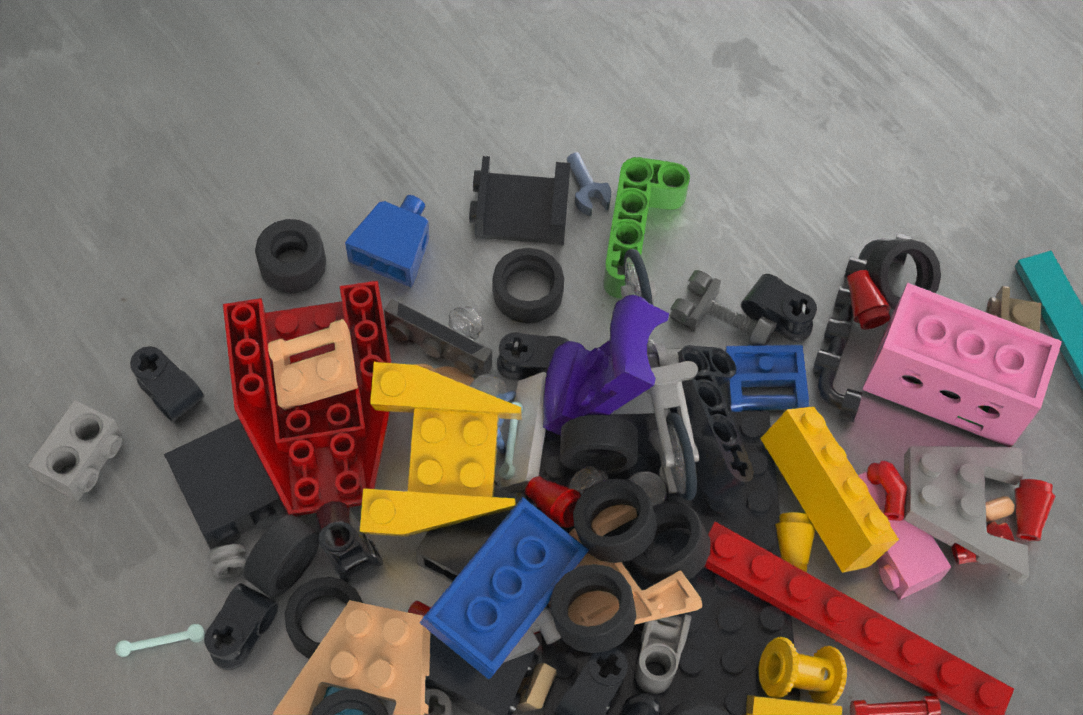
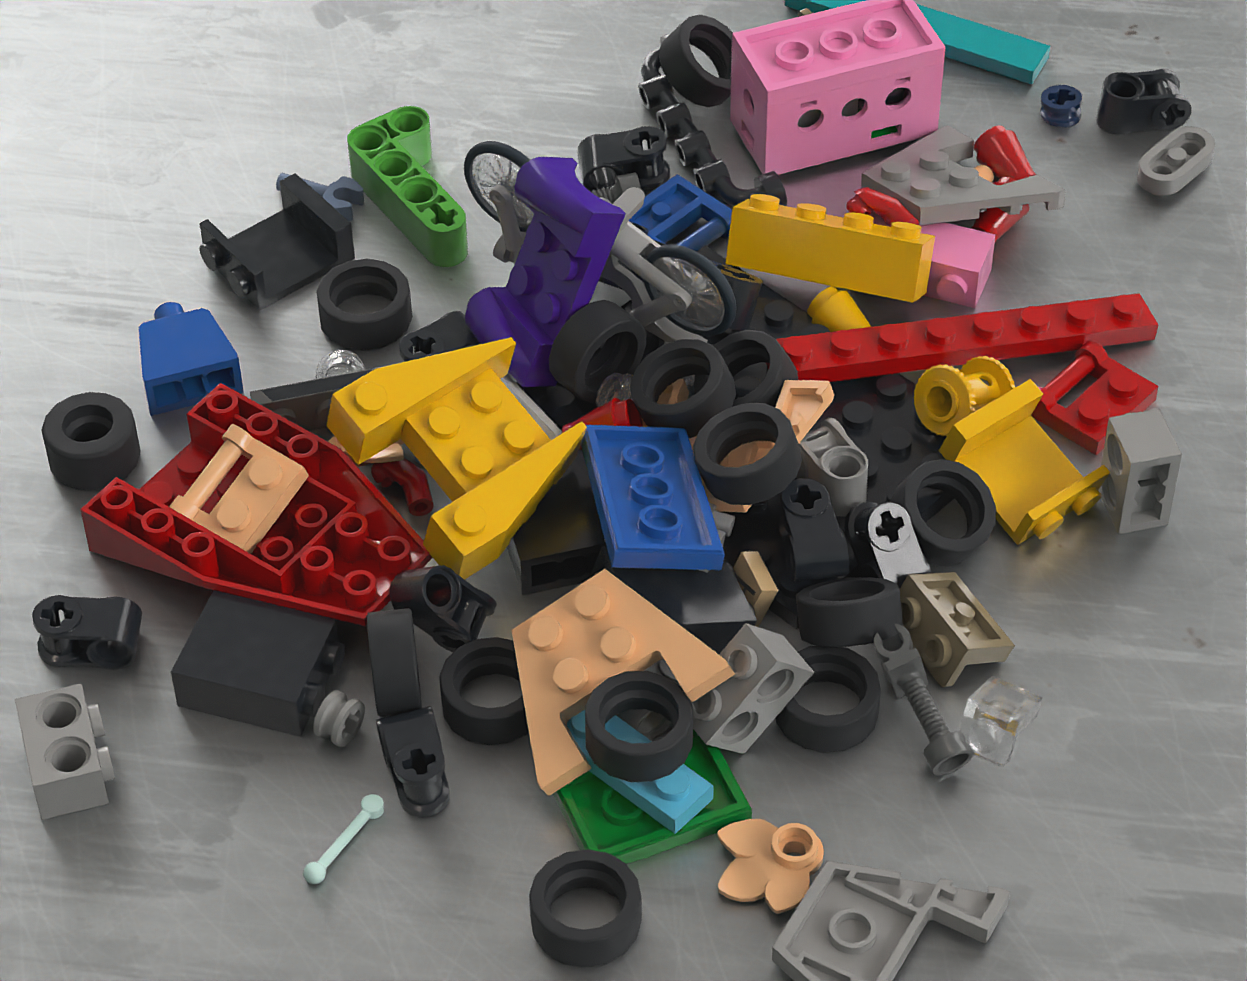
camera: 40 degrees left, 15 degrees down
(867, 302) = (700, 97): red cone -> none

